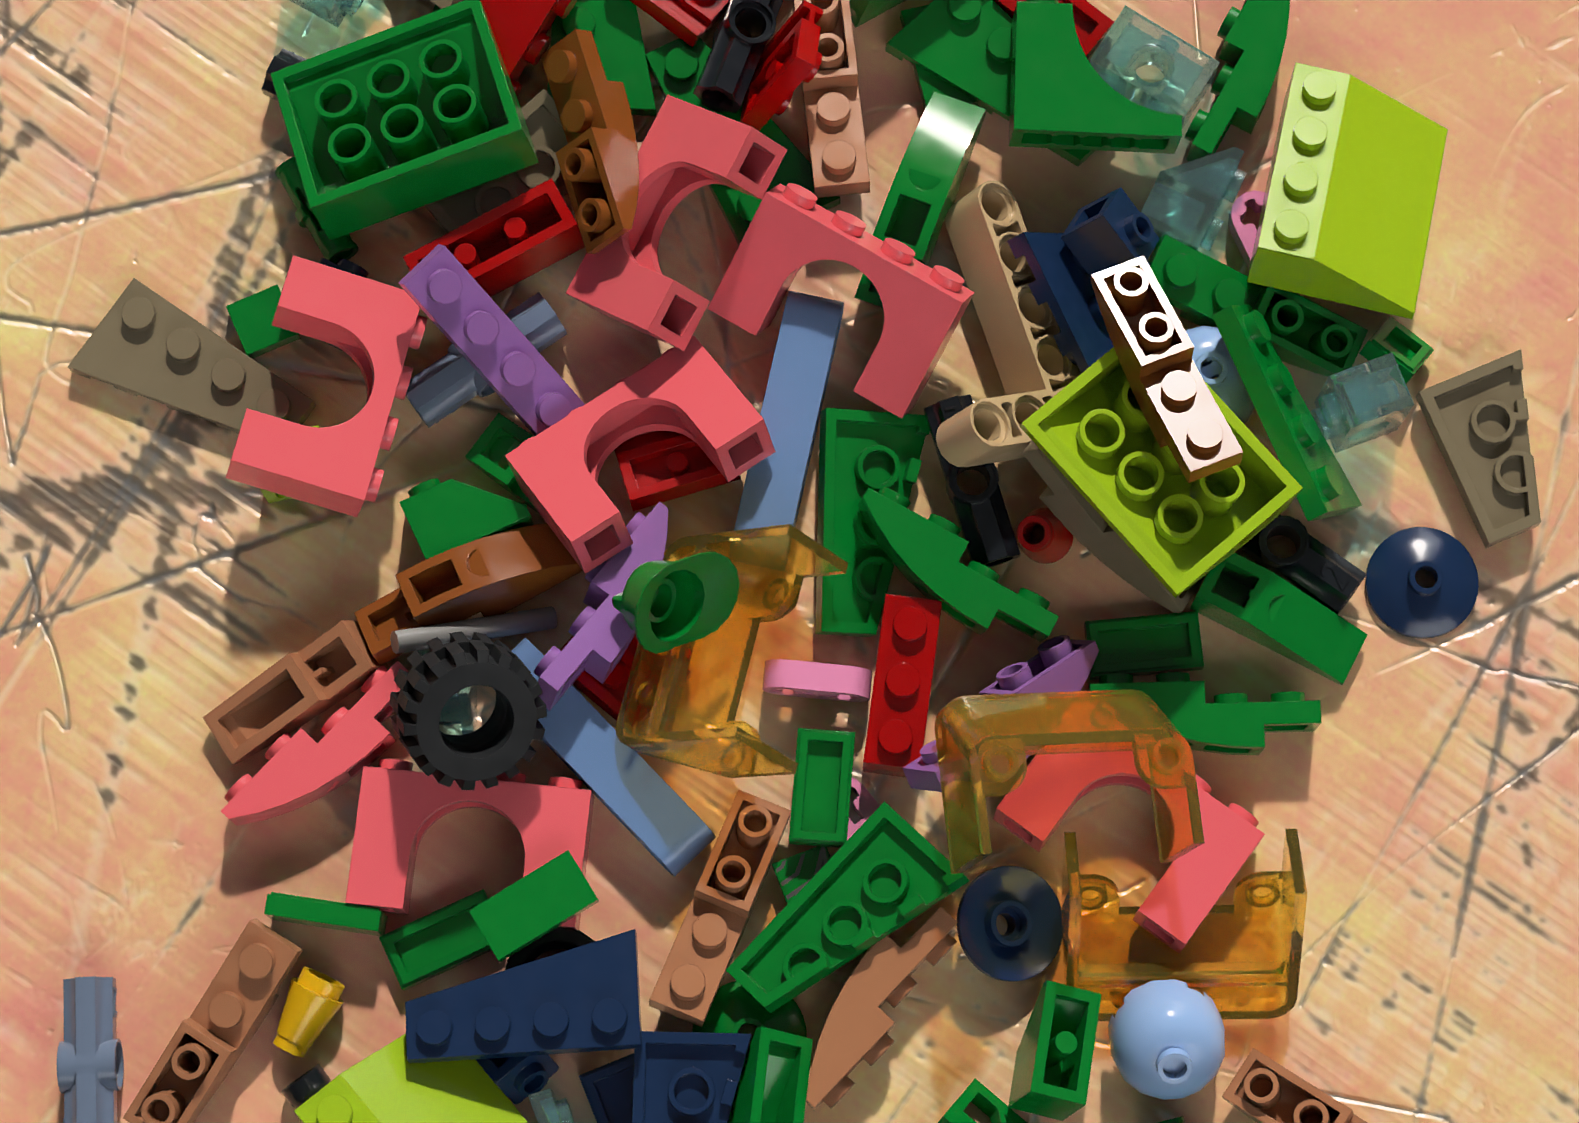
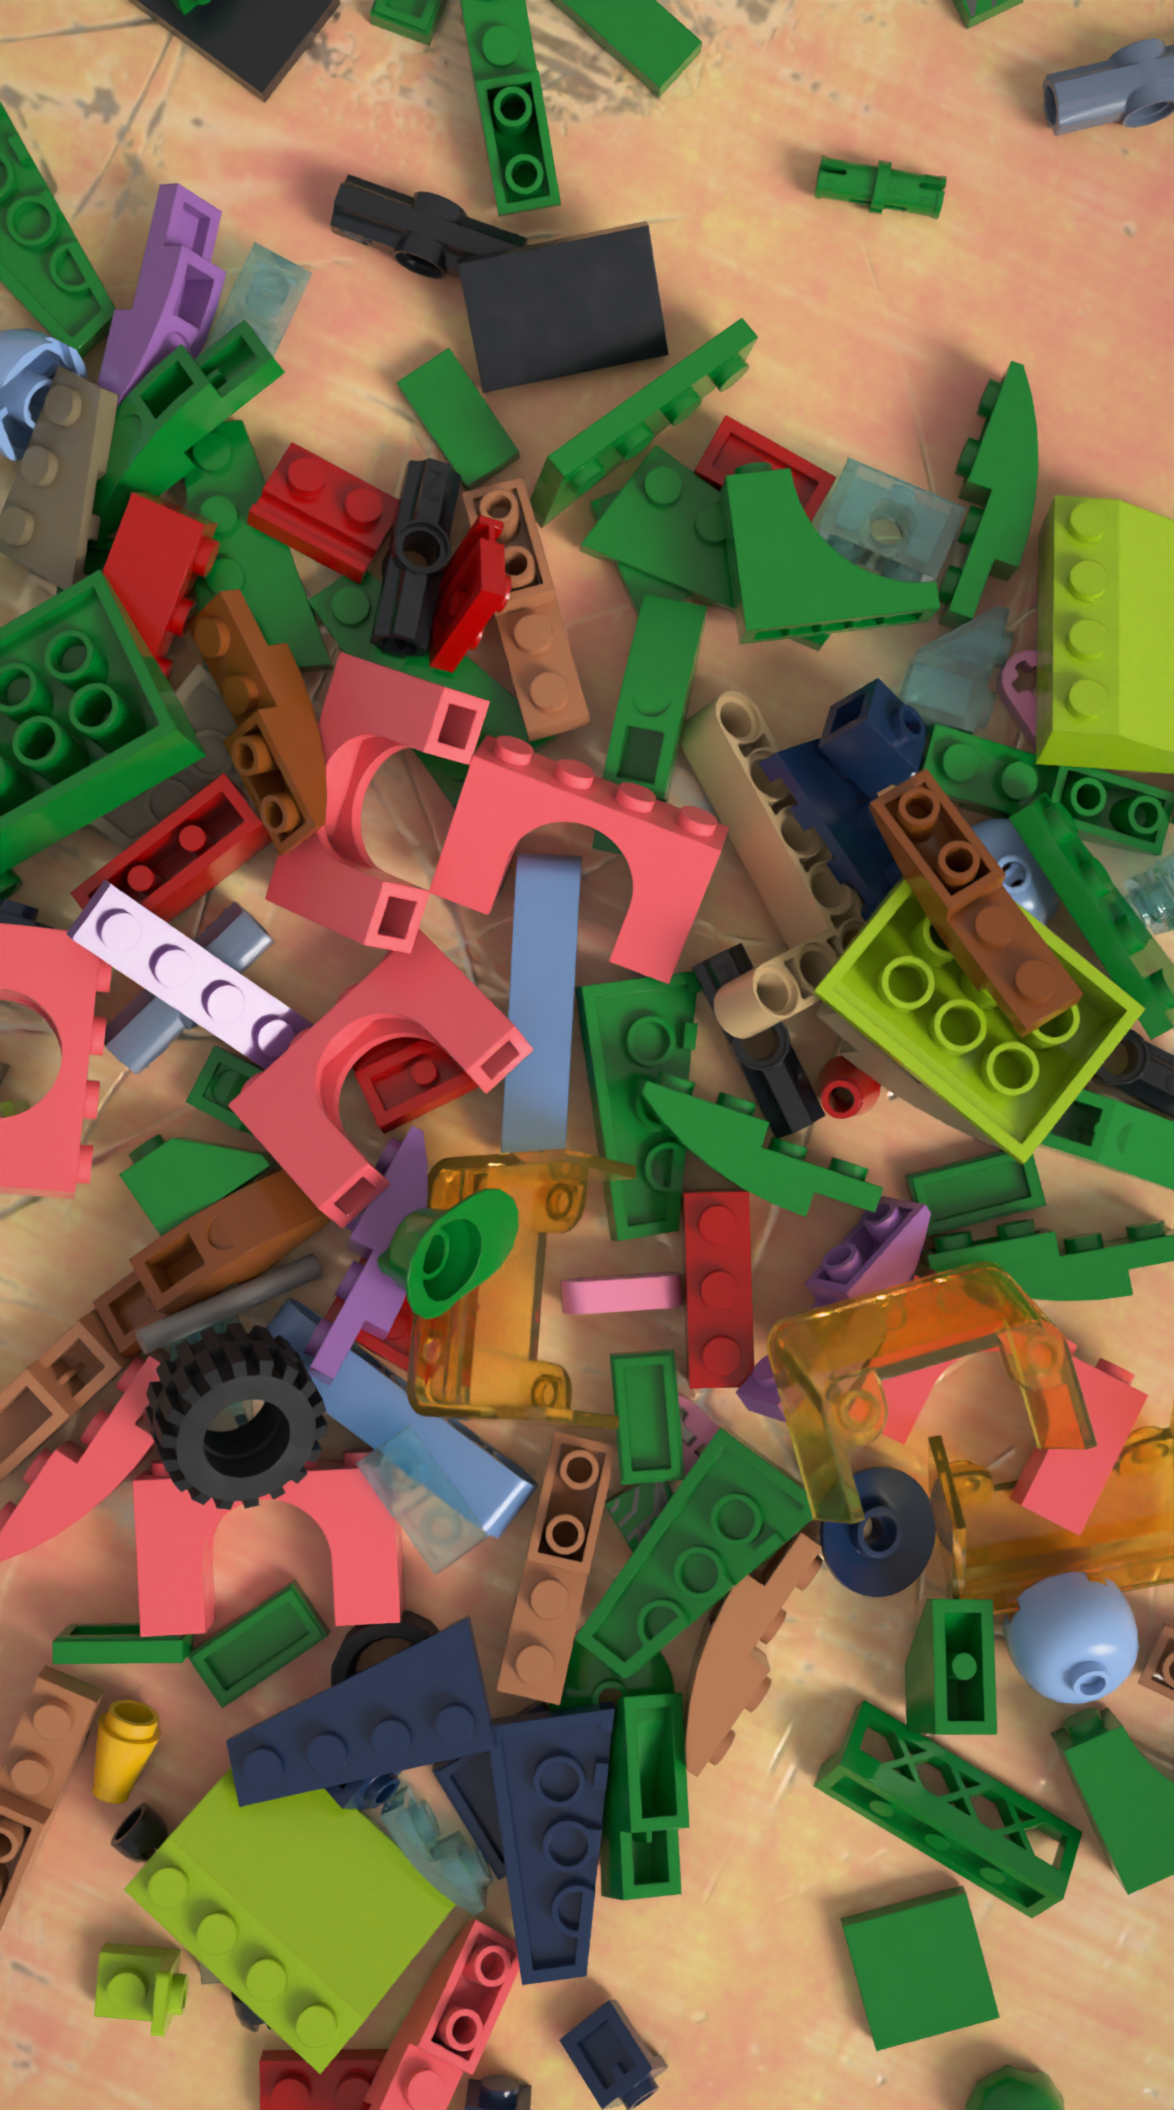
camera: 10 degrees left, 10 degrees up
(533, 906) = (350, 1611): green tile -> none
(614, 820) = (423, 1499): none -> clear light blue slope

